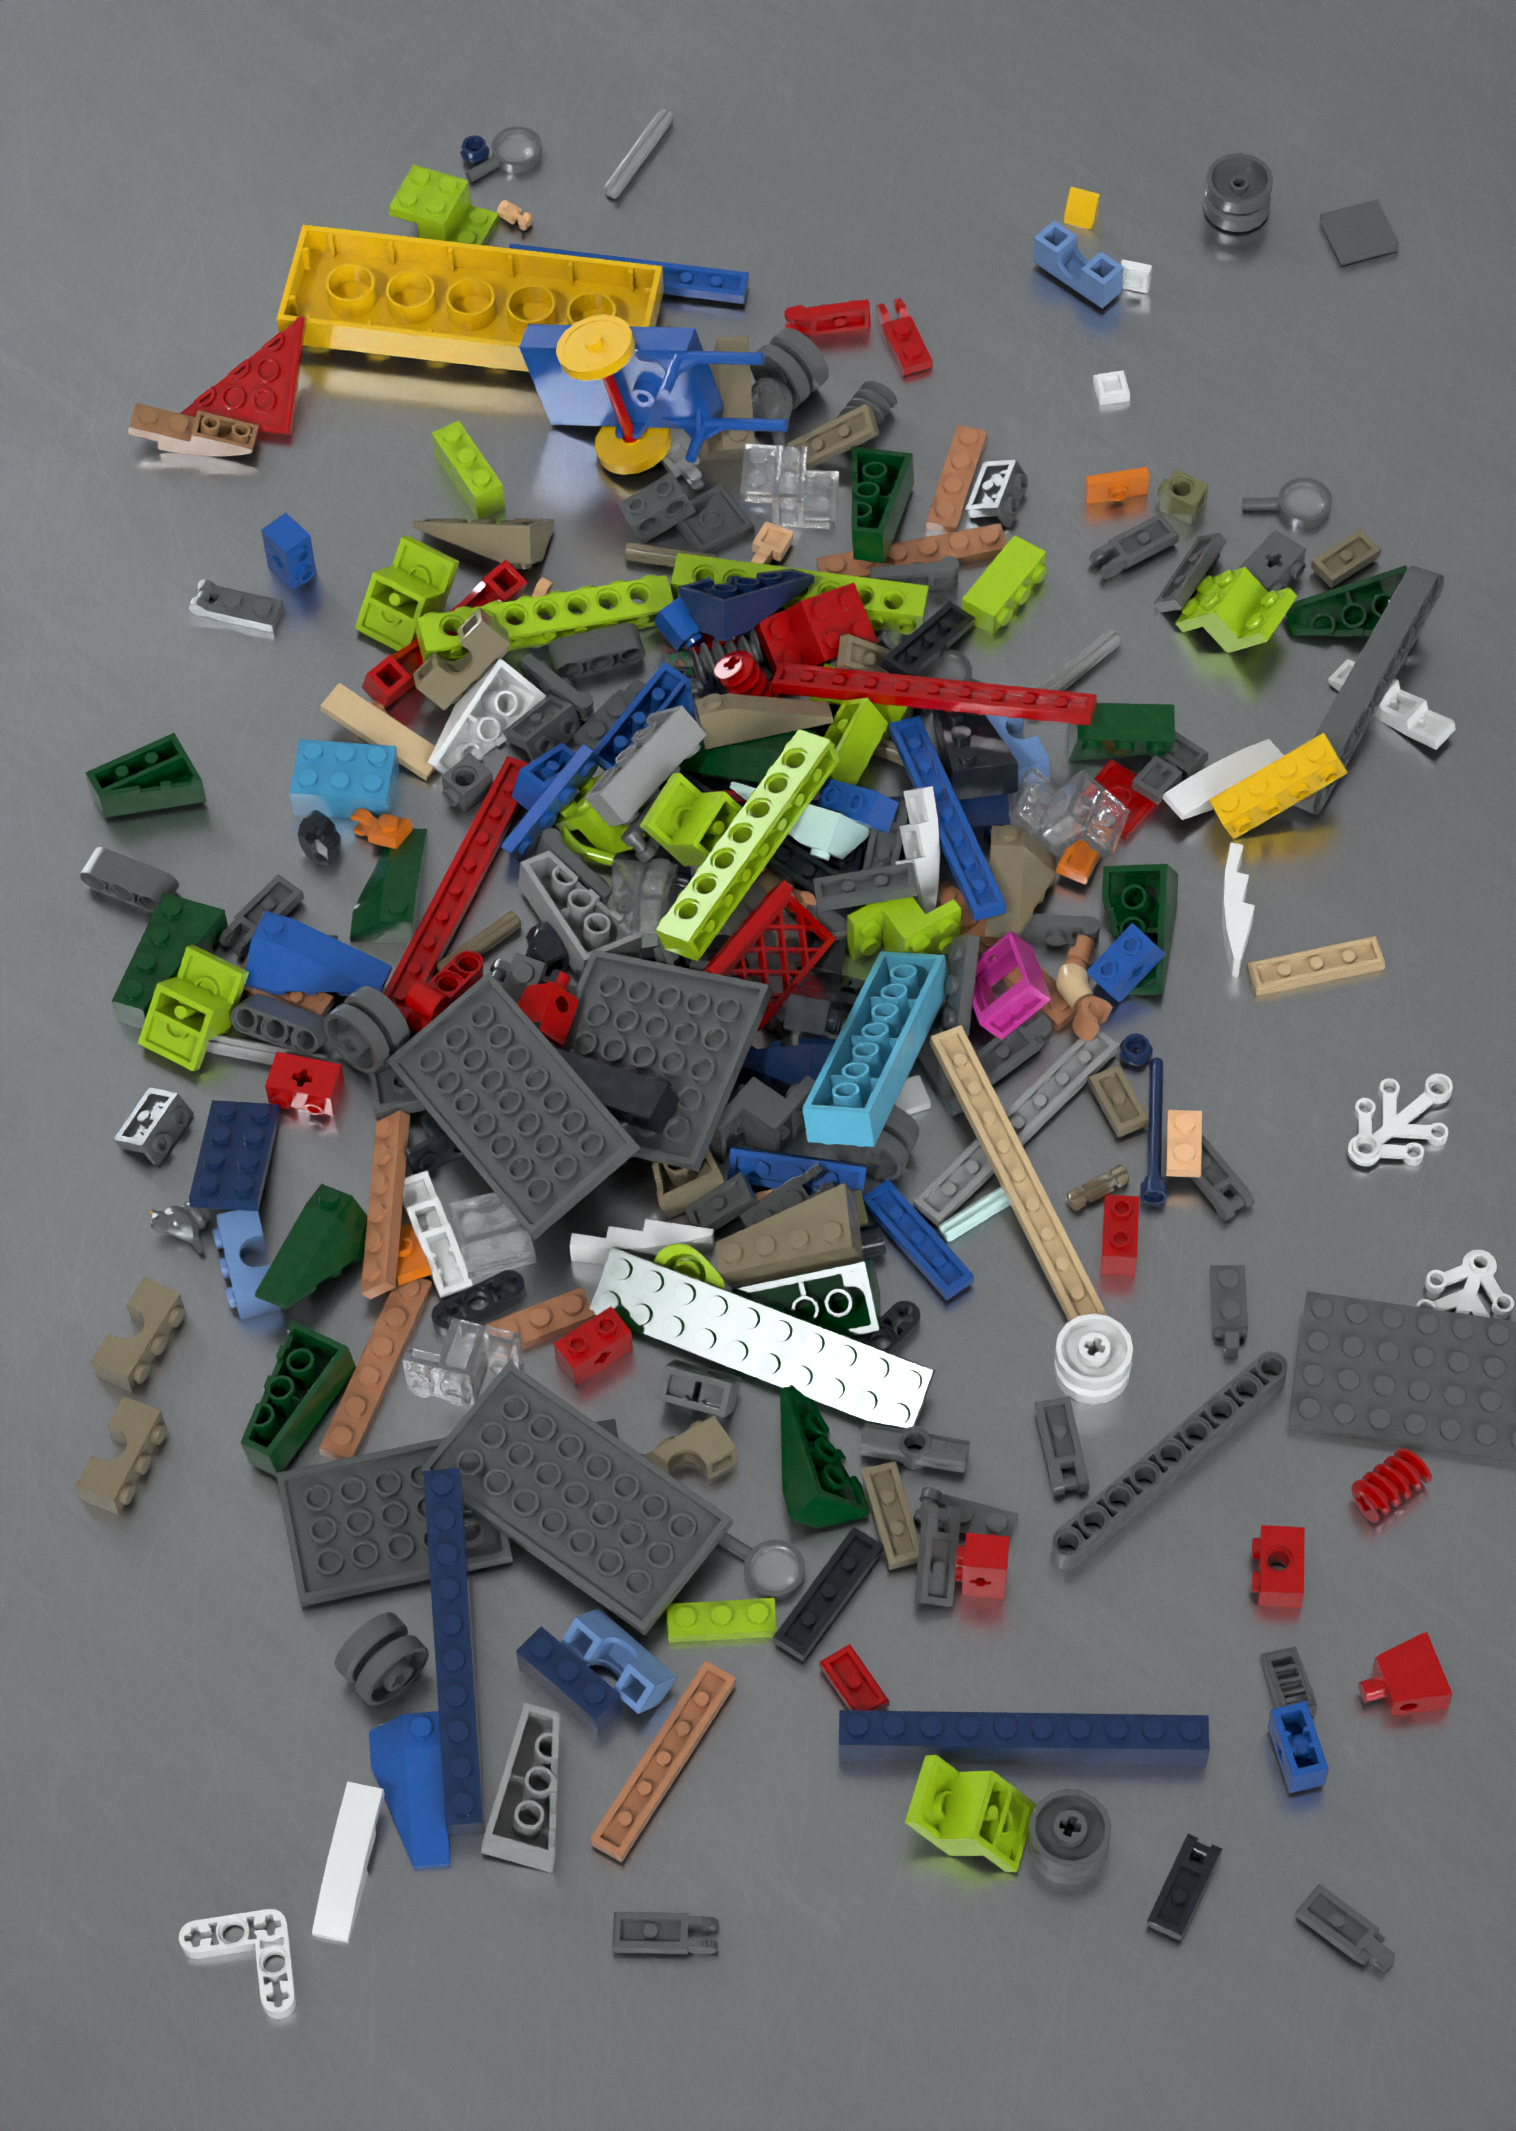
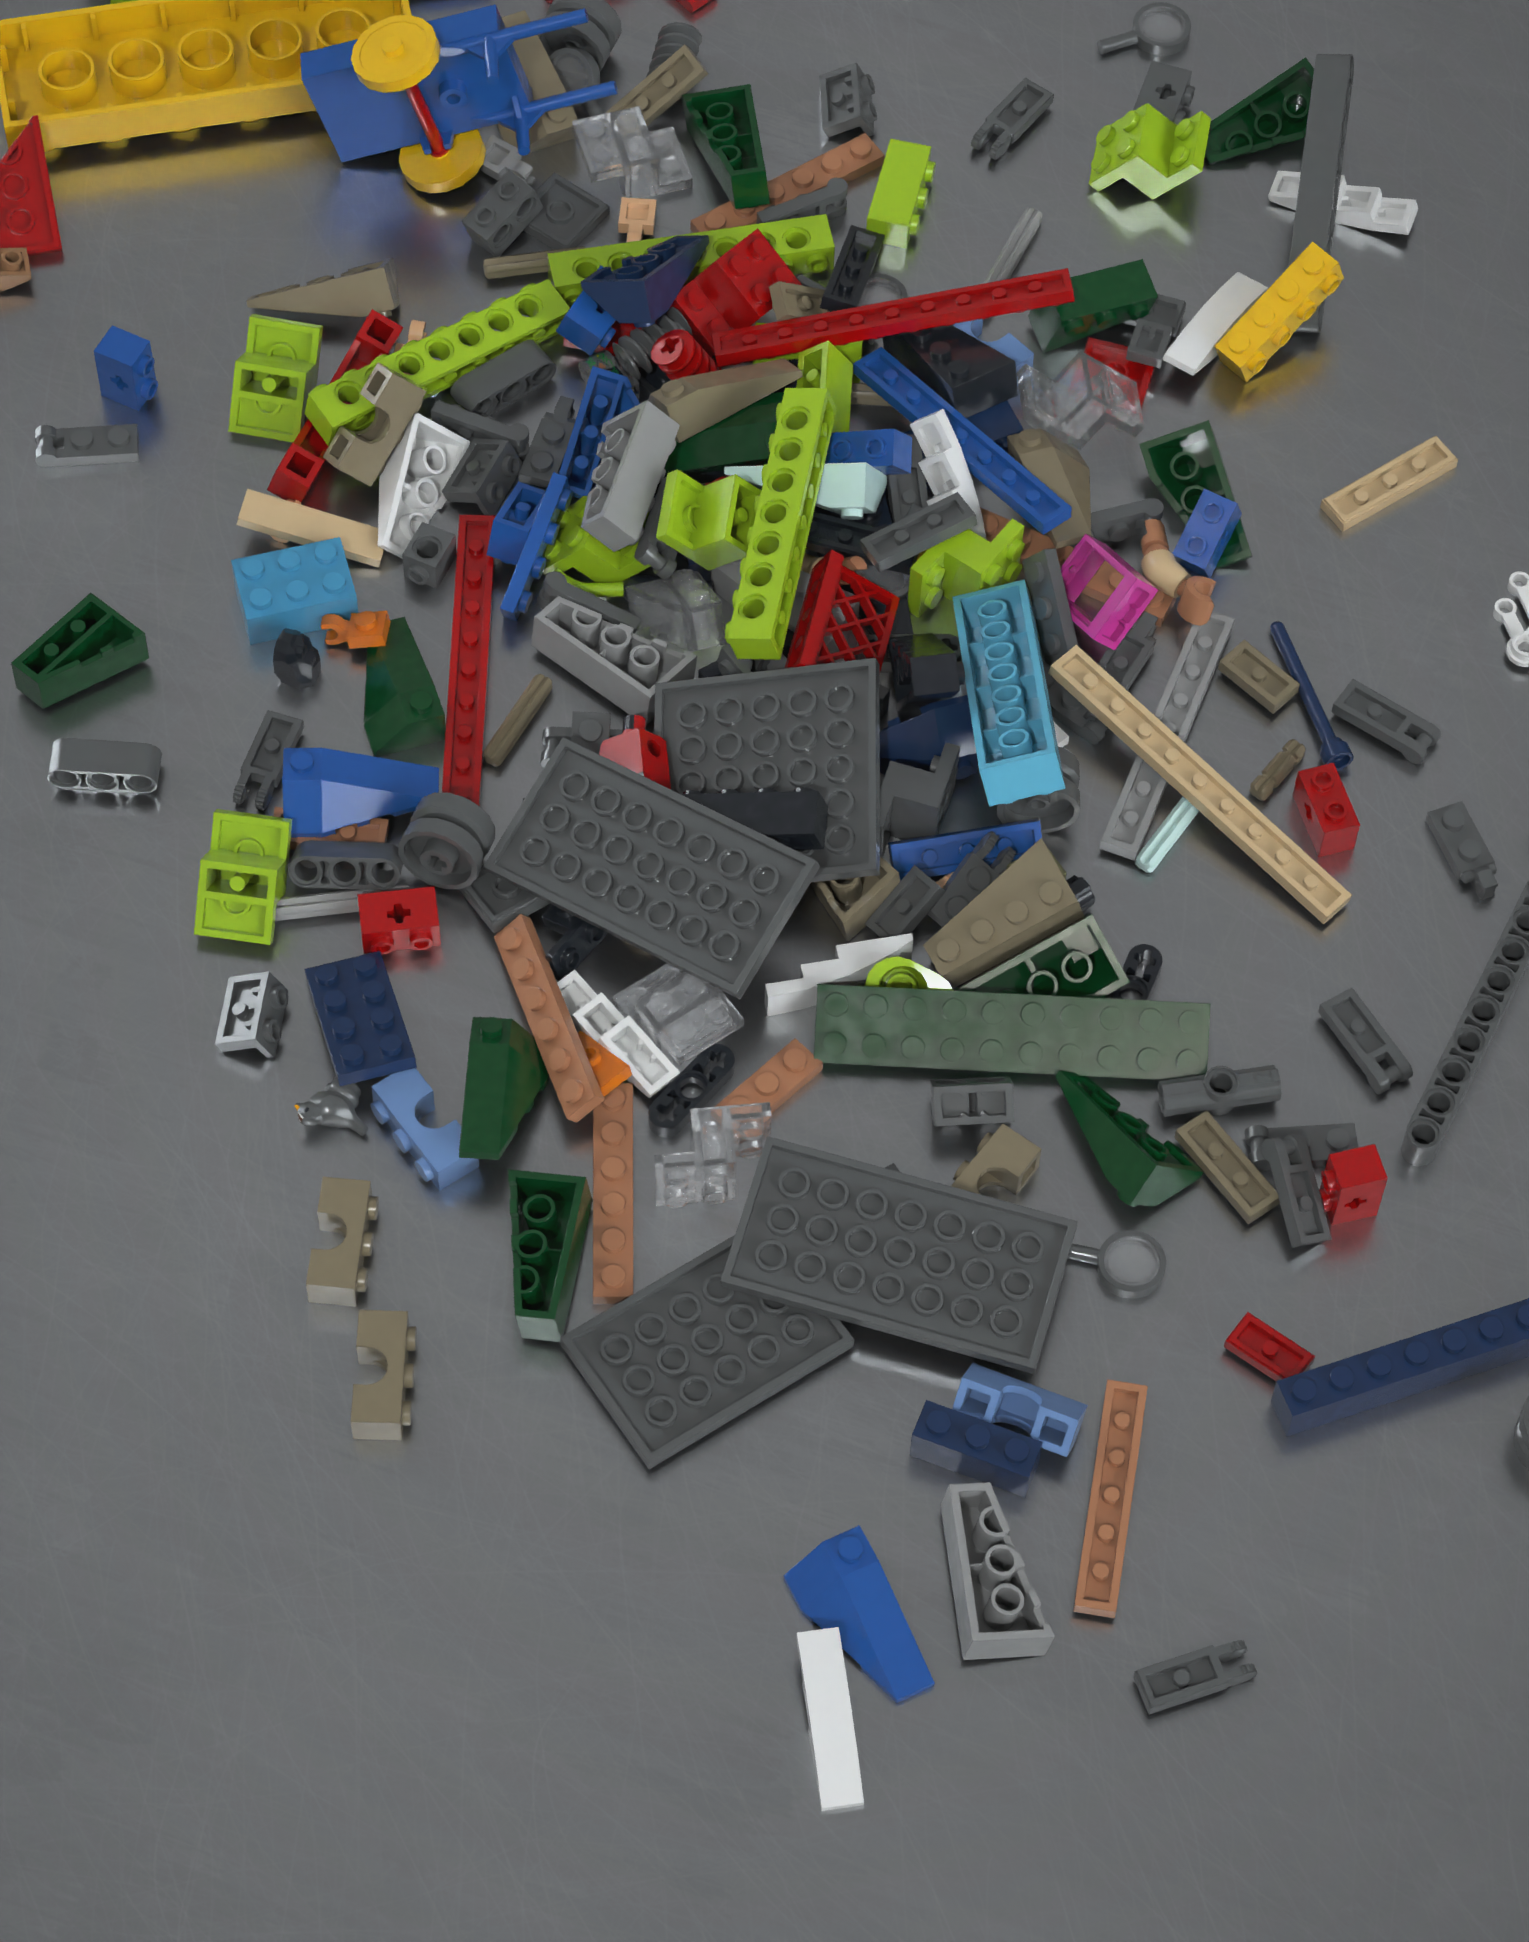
camera: 25 degrees left, 0 degrees up
(161, 950) = (183, 831): dark green wedge -> none
(263, 1945) = (777, 1840): white beam -> none
(381, 1658) = (771, 1492): dark grey wheel -> none
(443, 989) = (511, 776): red piece -> none
(454, 1652) = (846, 1453): dark blue brick -> none
(468, 470) = (278, 232): lime brick -> none
(546, 947) = (591, 694): black rock -> none
(593, 1346) = (838, 1095): red brick -> none
(721, 1620) = (1101, 1333): lime plate -> none
(828, 1593) = (1199, 1269): black plate -> none
(917, 1240) = (1123, 880): blue plate -> none
(956, 479) = (797, 102): nougat plate -> none
(970, 1813) = (1455, 1440): lime bracket -> none
(1078, 862) = (1106, 449): orange plate -> none
(1093, 1359) = (1359, 941): white wheel -> none
(1116, 485) = (967, 62): orange plate -> none
(1137, 1042) = (1251, 612): dark blue plate -> none
(1182, 496) = (1038, 55): olive brick -> none
(1184, 1143) = (1348, 697): light nougat plate -> none
(1190, 572) = (1082, 128): dark grey plate -> none
(1236, 915) = (1288, 456): white slope -> none
(1346, 558) = (1230, 71): dark tan plate -> none

